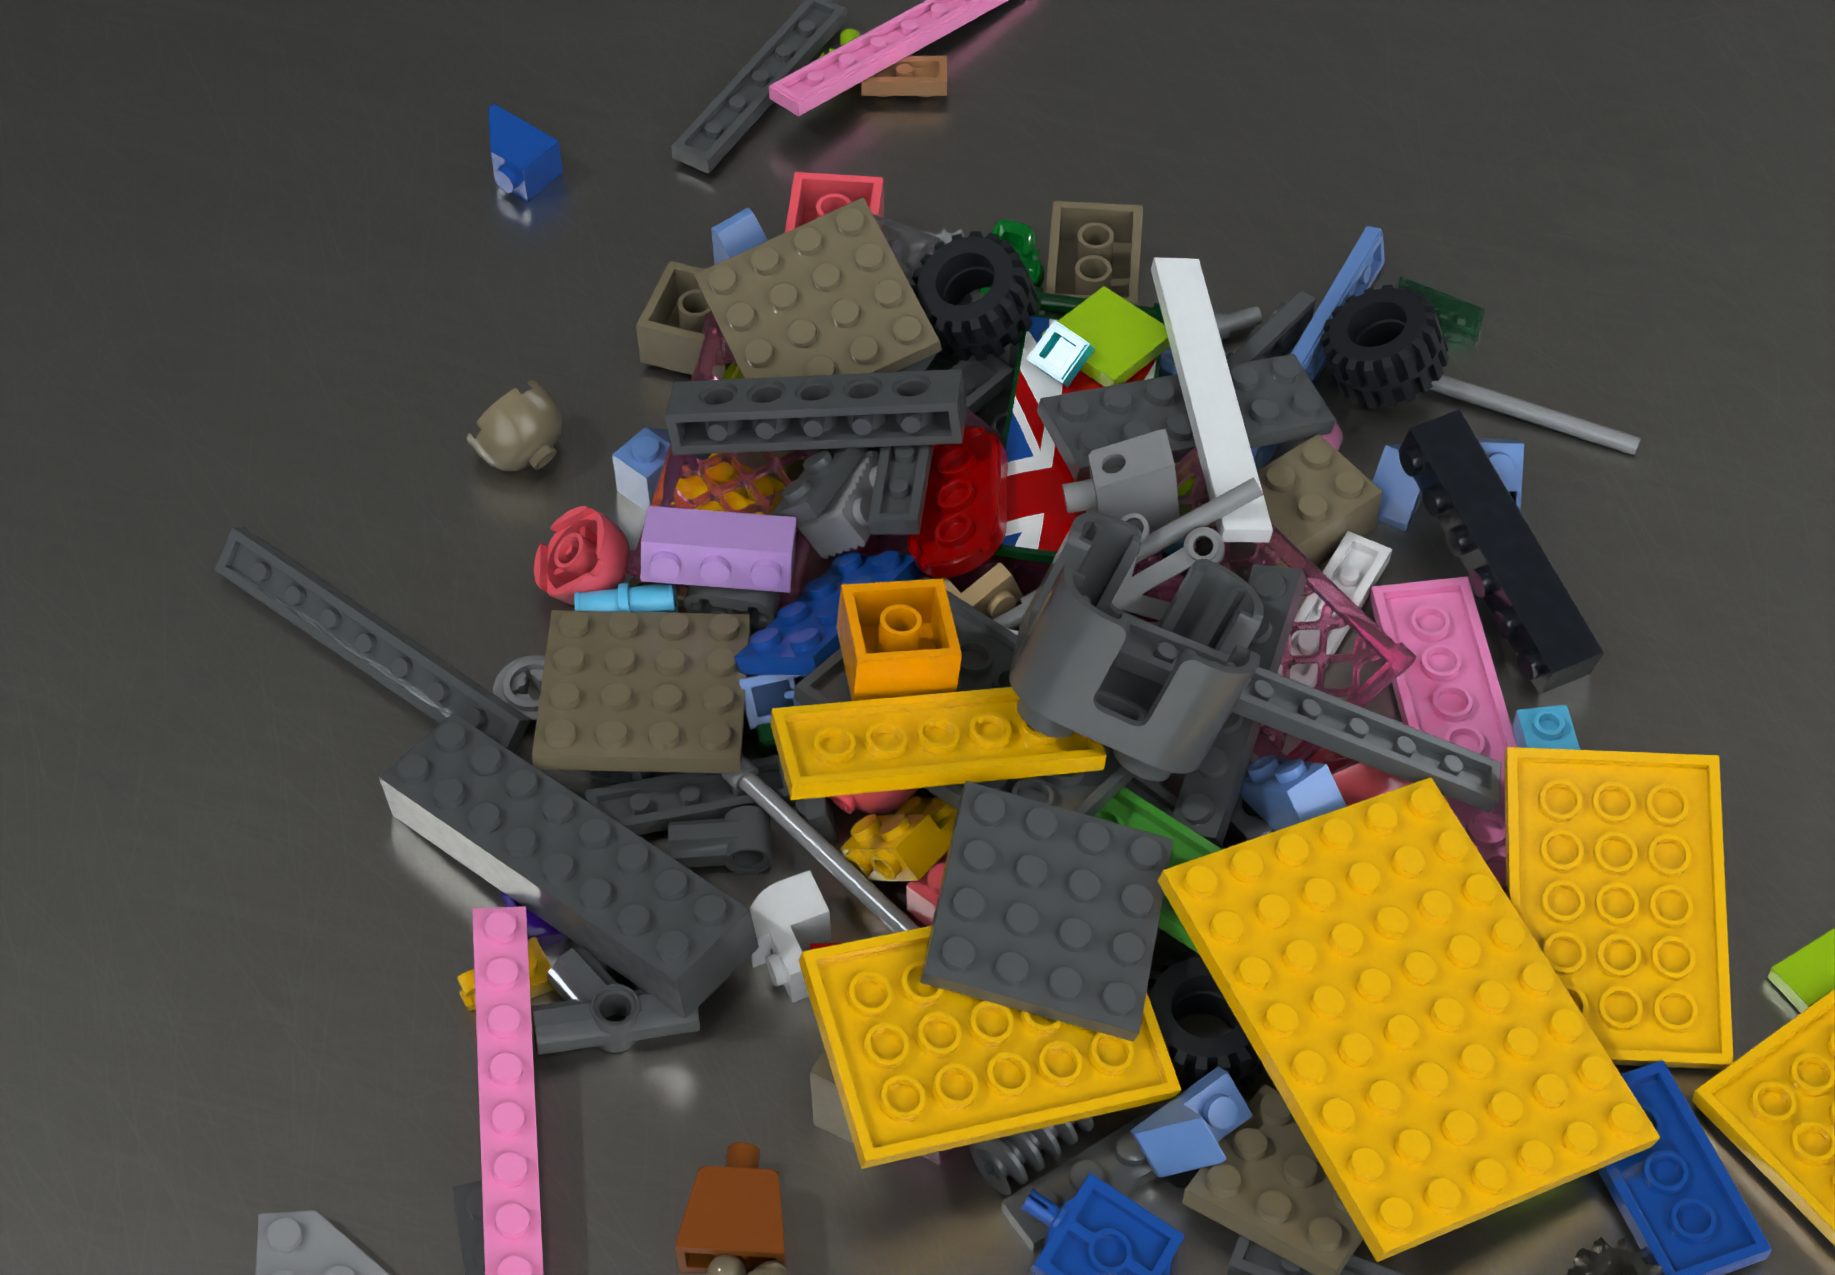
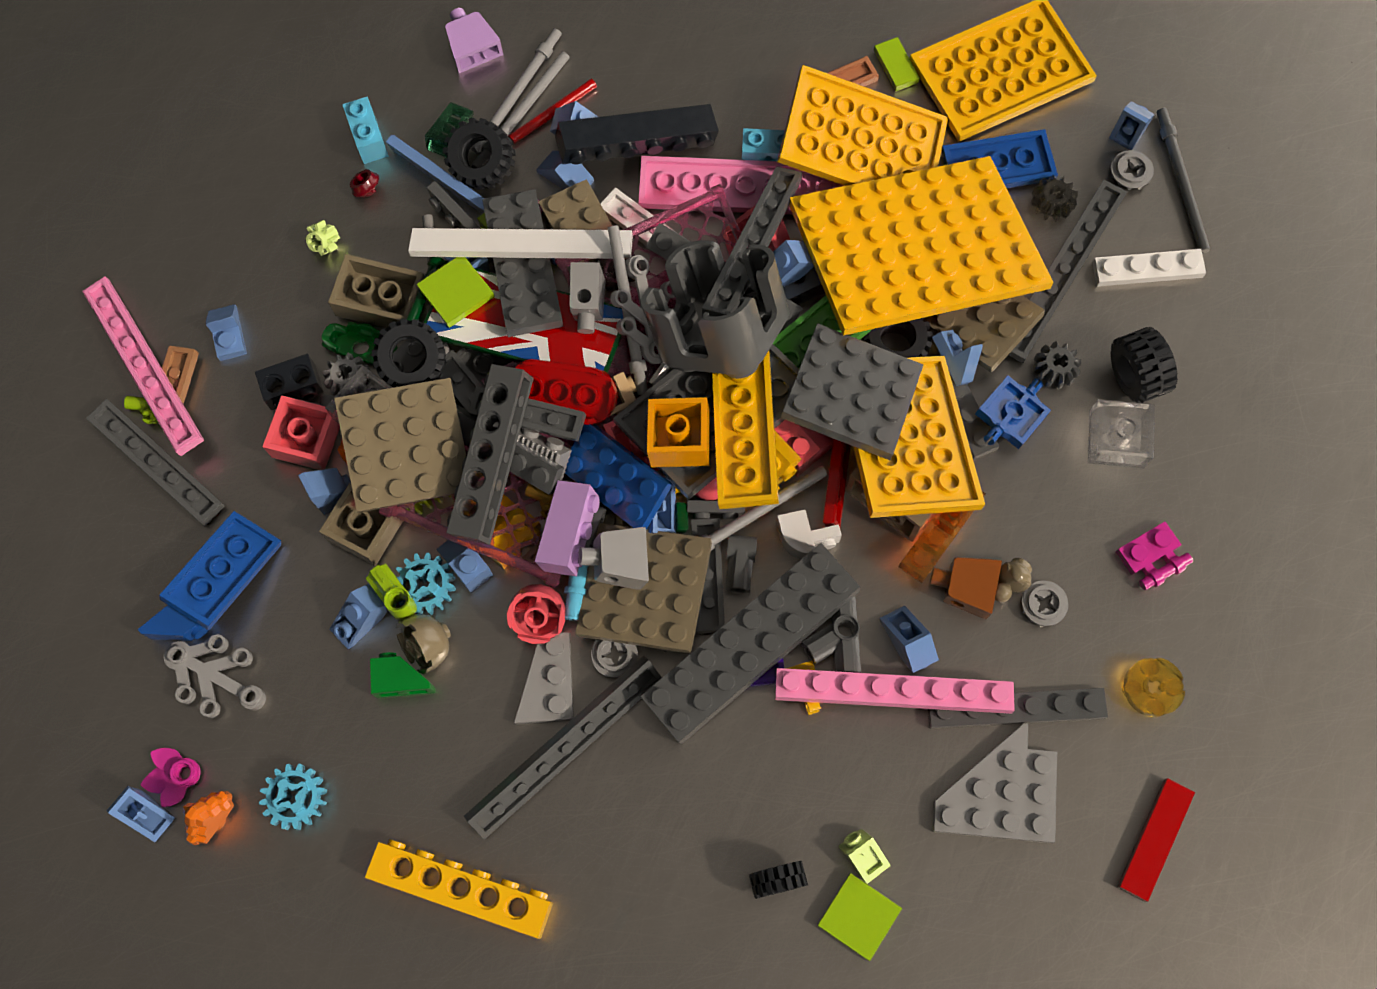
camera: 80 degrees left, 20 degrees up
(102, 1117) = (859, 917): none -> lime tile
(130, 551) = (384, 871): none -> yellow brick
(155, 964) = (778, 879): none -> black tyre
(207, 1103) = (864, 855): none -> yellowish green bracket
(226, 230) = (206, 816): none -> orange rock
(233, 167) = (141, 813): none -> medium blue slope
(265, 328) = (282, 803): none -> medium azure gear
(289, 198) = (168, 777): none -> dark pink plate
(457, 403) = (395, 677): none -> green slope
(462, 172) = (209, 673): none -> light grey plant
(475, 612) = (548, 684): none -> light grey wing
(557, 350) = (358, 615): none -> medium blue slope
(577, 370) = (391, 592): none -> lime piece
(597, 173) = (220, 570): none -> blue plate
(612, 1126) = (910, 639): none -> medium blue slope
(613, 415) = (430, 574): none -> medium azure gear
(674, 618) = (618, 558): none -> light grey torso
(826, 1159) = (933, 543): none -> clear orange slope
(921, 195) = (288, 375): none -> black brick
(995, 118) = (226, 332): none -> medium blue slope
(1060, 353) = (467, 316): tile -> none
(1175, 189) = (322, 238): none -> yellowish green gear
(1290, 224) = (364, 183): none -> dark red hat
(1391, 199) = (365, 130): none -> medium azure brick
(1532, 455) = (549, 113): none -> red bar
(1607, 308) = (471, 40): none -> lavender torso
(1629, 413) = (542, 53): none -> light grey bar
(1768, 892) = (858, 72): none -> nougat tile

